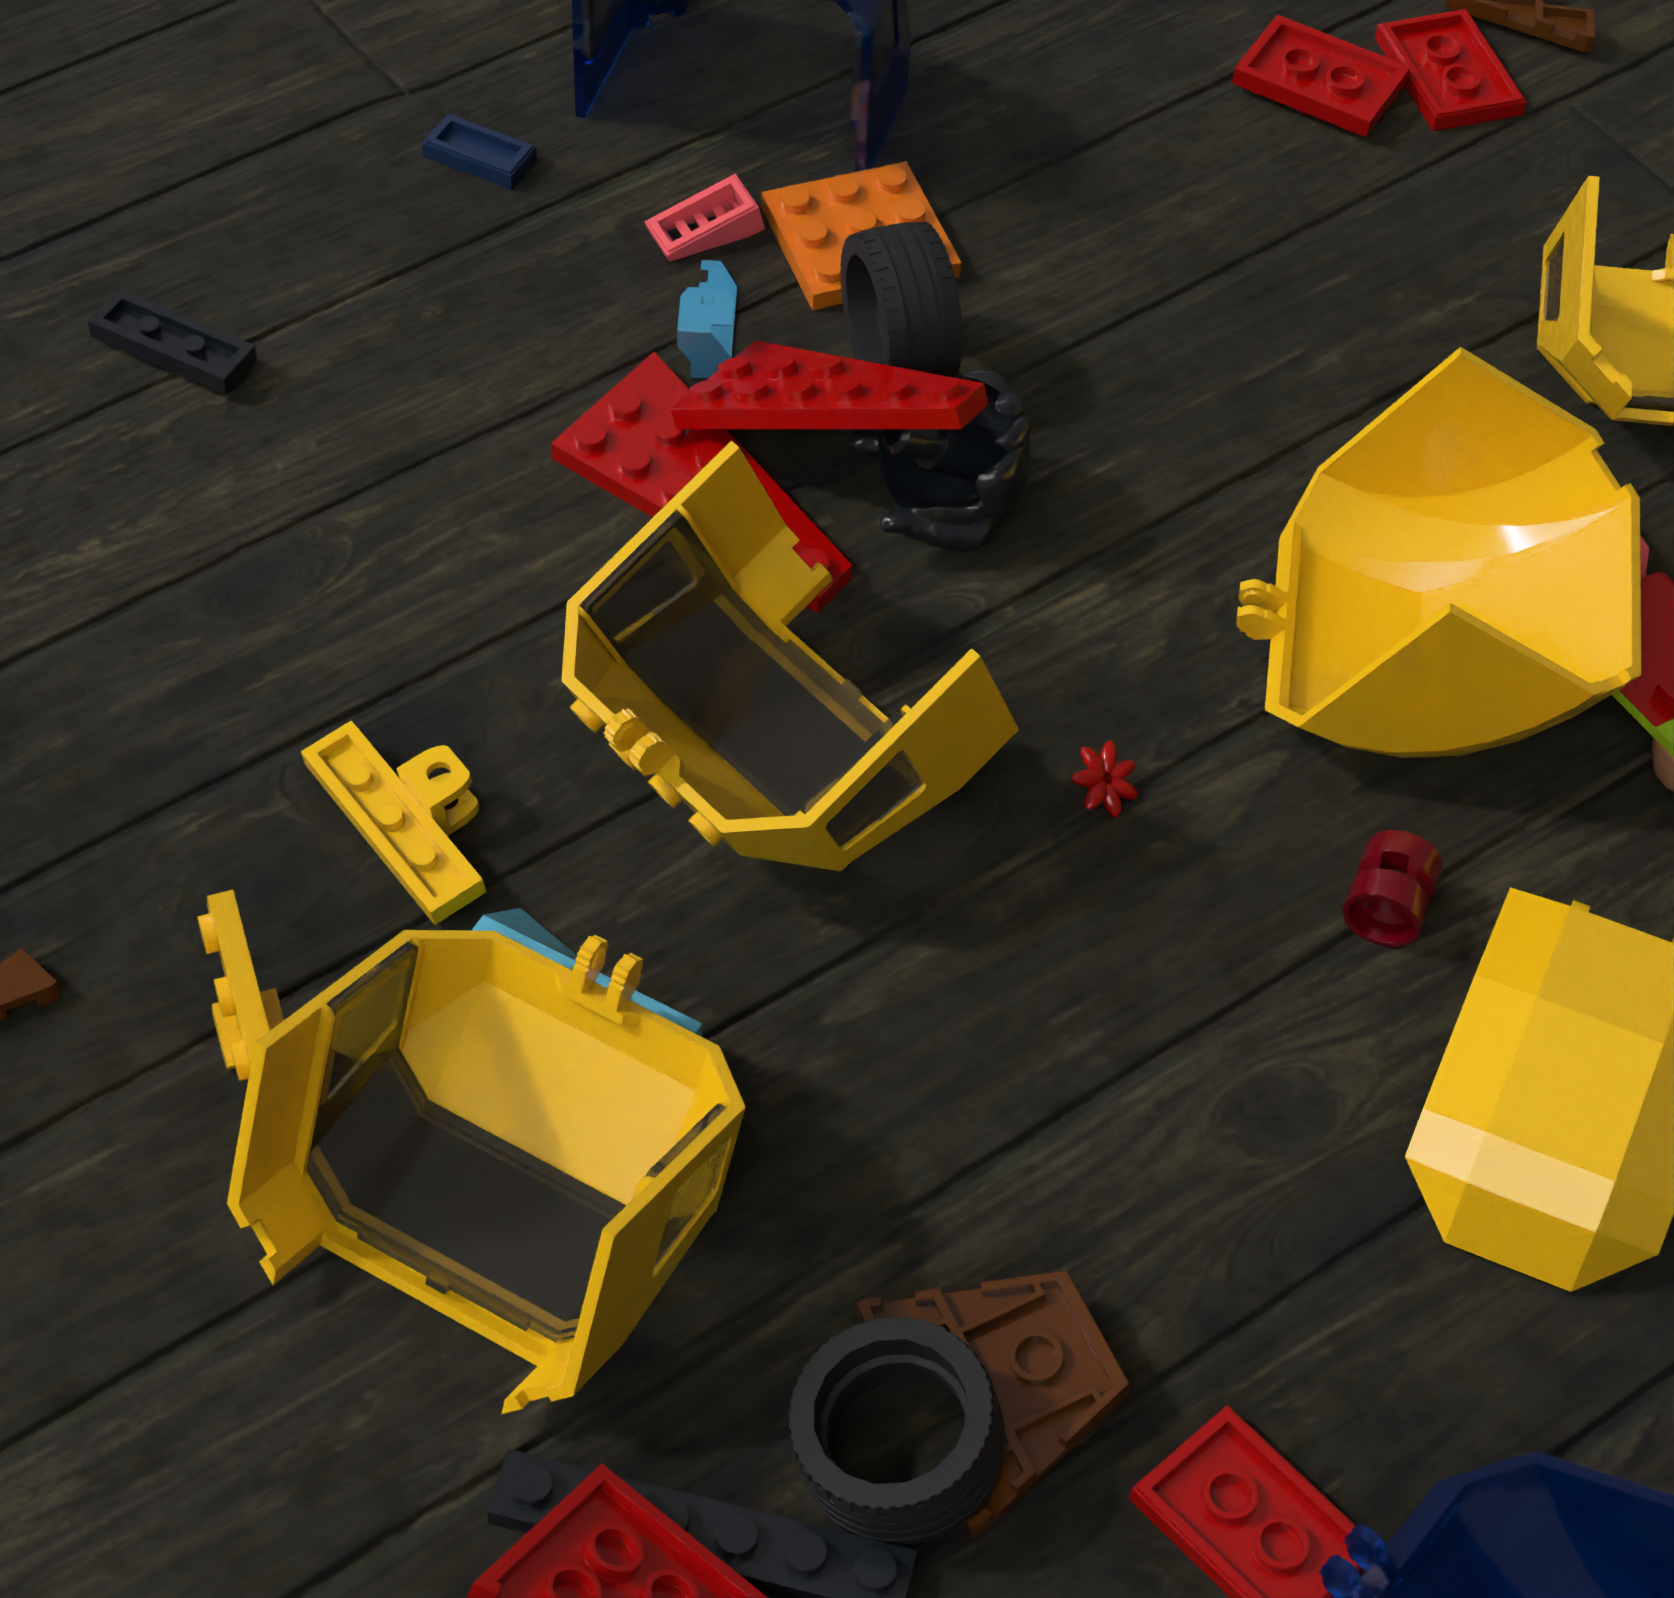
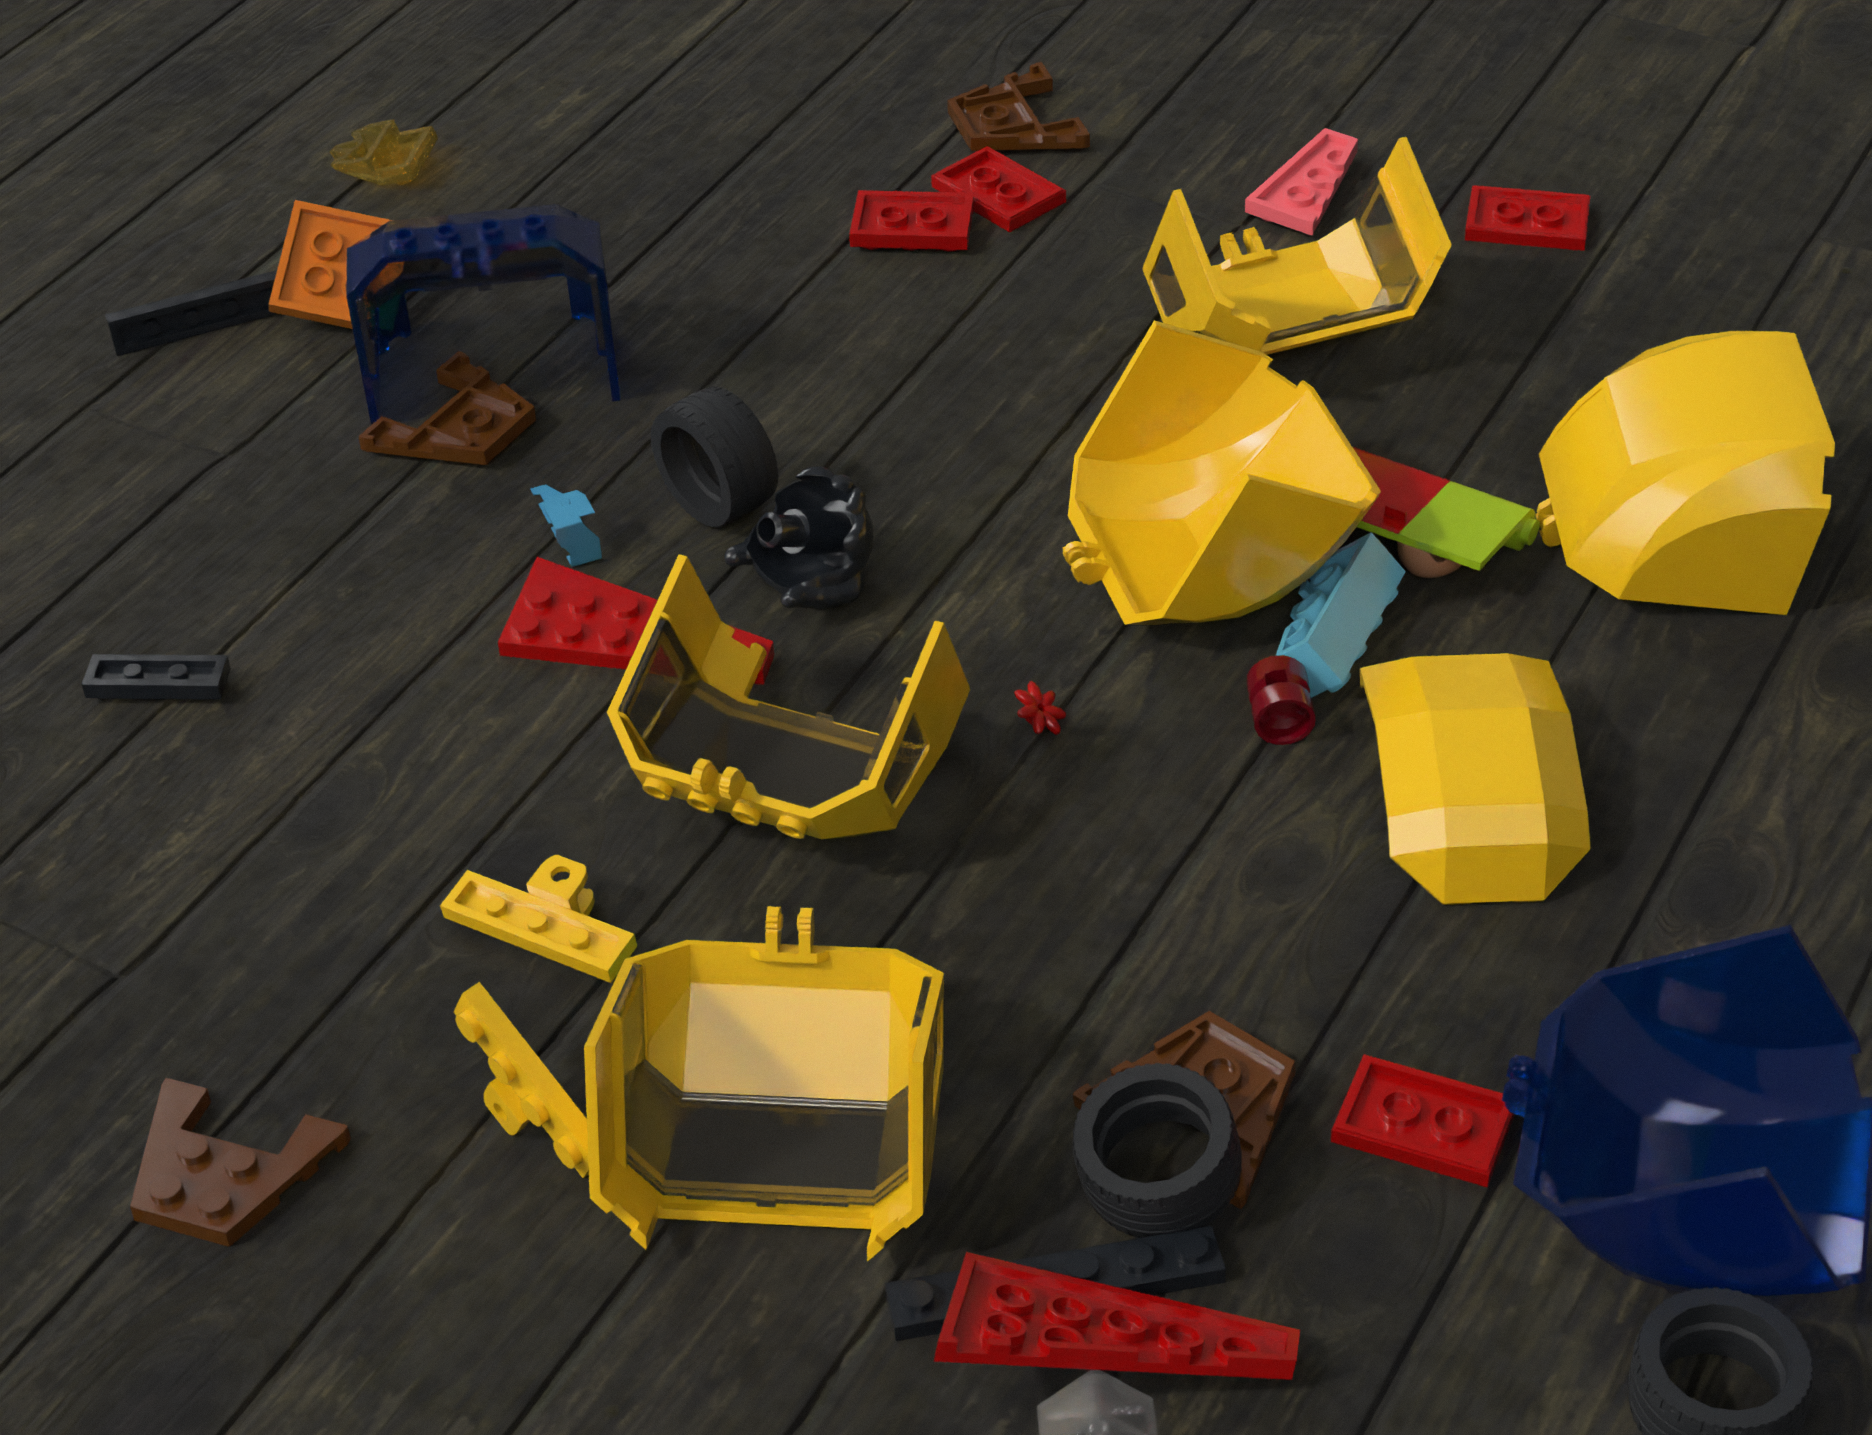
camera: 20 degrees left, 10 degrees down
(479, 151) = (313, 473): dark blue tile -> none
(671, 156) = (466, 429): none -> reddish brown wing
(735, 220) = (526, 438): coral slope -> none
(817, 390) = (657, 538): red wing -> none
(820, 214) = (617, 431): orange plate -> none
(1530, 802) = (1341, 612): none -> medium azure wedge

